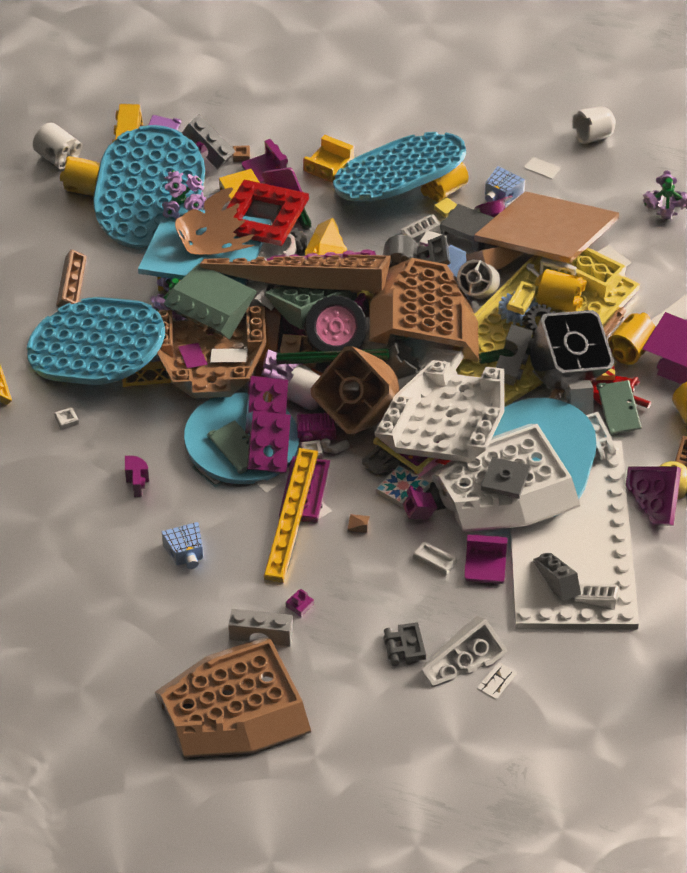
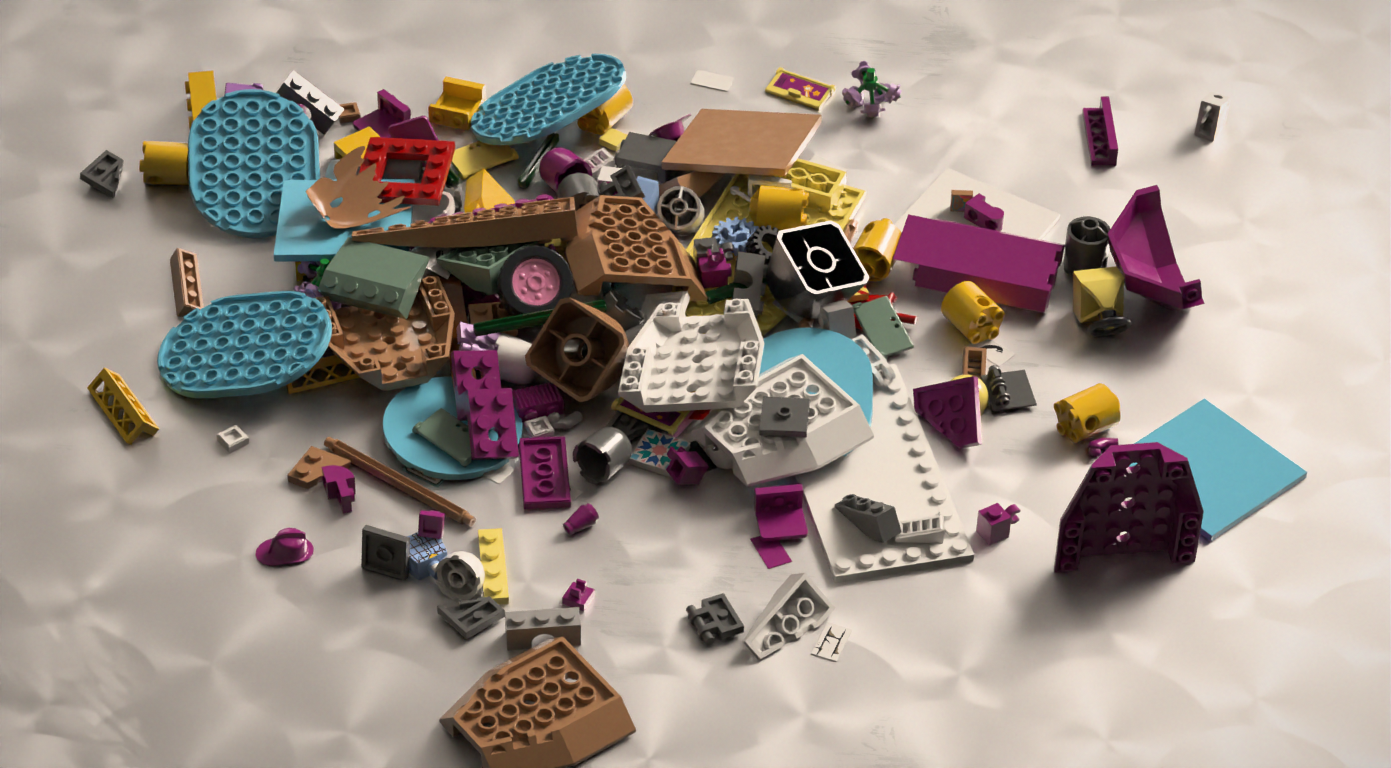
camera: 15 degrees left, 5 degrees down
(35, 177) = (104, 173): none -> dark grey wing
(56, 145) = (121, 132): white cylinder -> none
(79, 519) = (285, 548): none -> magenta piece
(115, 456) = (308, 470): none -> medium nougat wing
(152, 539) = (385, 552): none -> dark grey plate
(178, 193) = (296, 158): lavender plant -> none
(192, 355) = (369, 343): magenta sticker -> none
(194, 521) = (431, 524): none -> magenta tile
(196, 487) = (400, 481): none -> medium nougat piece
(207, 569) = (460, 575): none -> white cylinder
(208, 605) = (472, 615): none -> dark grey wing
(228, 355) = (412, 336): white sticker -> none
(238, 565) = (493, 562): none -> light yellow plate
(290, 515) = (539, 502): yellow tile -> none
(321, 535) = (581, 519): none -> magenta cone
(331, 207) = (472, 159): none -> light yellow door
(354, 482) = (602, 454): none -> dark grey cylinder
(358, 523) = (619, 500): medium nougat slope -> none
(384, 212) = (533, 166): none -> dark green axle
(394, 223) = (559, 164): none -> magenta cylinder
(435, 558) = (720, 523): white tile -> none
(470, 591) = (771, 552): none -> magenta sticker
(490, 321) = (702, 245): none -> dark grey brick
(491, 335) = (714, 269): none -> magenta brick
(503, 184) = (674, 104): light blue torso -> none
(522, 298) = (740, 222): light yellow tile -> none
(593, 124) = (759, 23): white cylinder -> none
(612, 185) = (800, 89): none -> door
(663, 598) = (995, 522): none -> magenta brick

